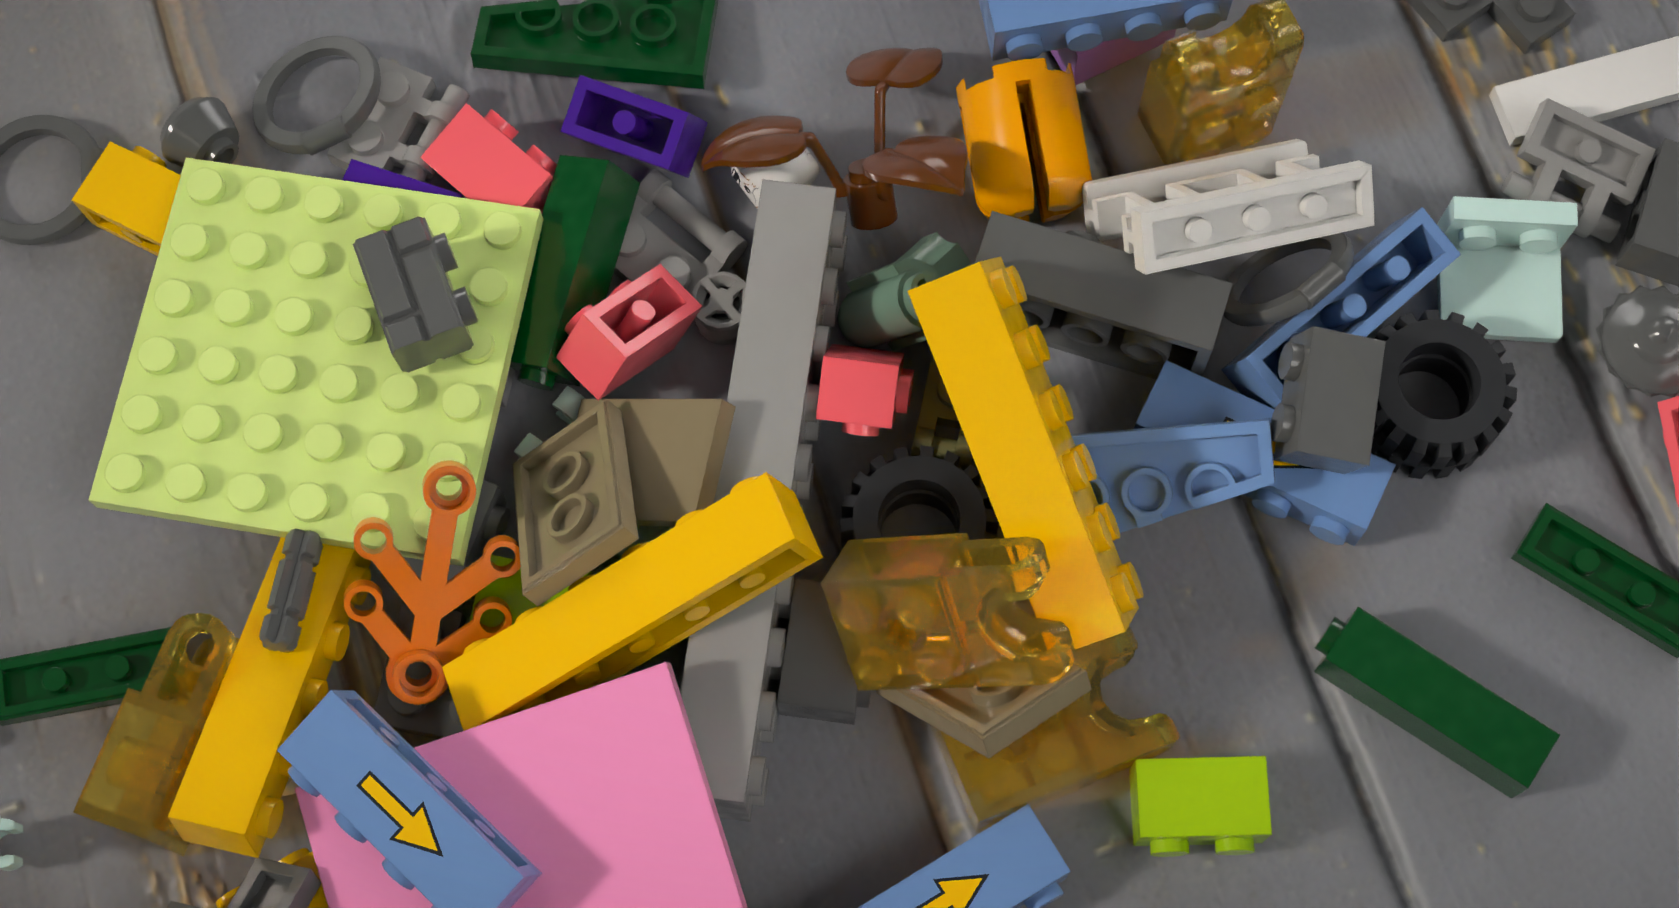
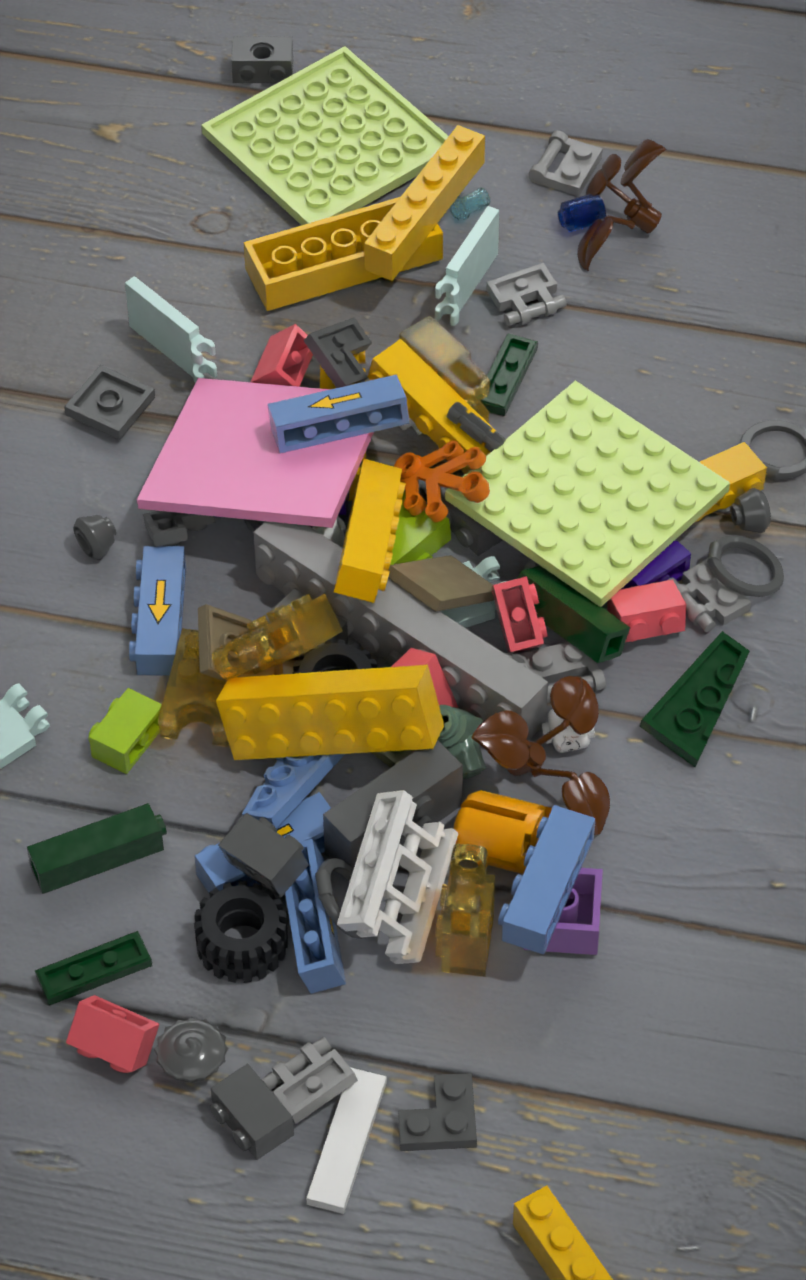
camera: 120 degrees right, 20 degrees down
(414, 293) = (581, 517): dark grey brick -> none
(573, 502) = (440, 541): dark tan tile -> none
(634, 126) = (631, 675): dark purple brick -> none
(1506, 266) = (281, 1011): light aqua bracket -> none

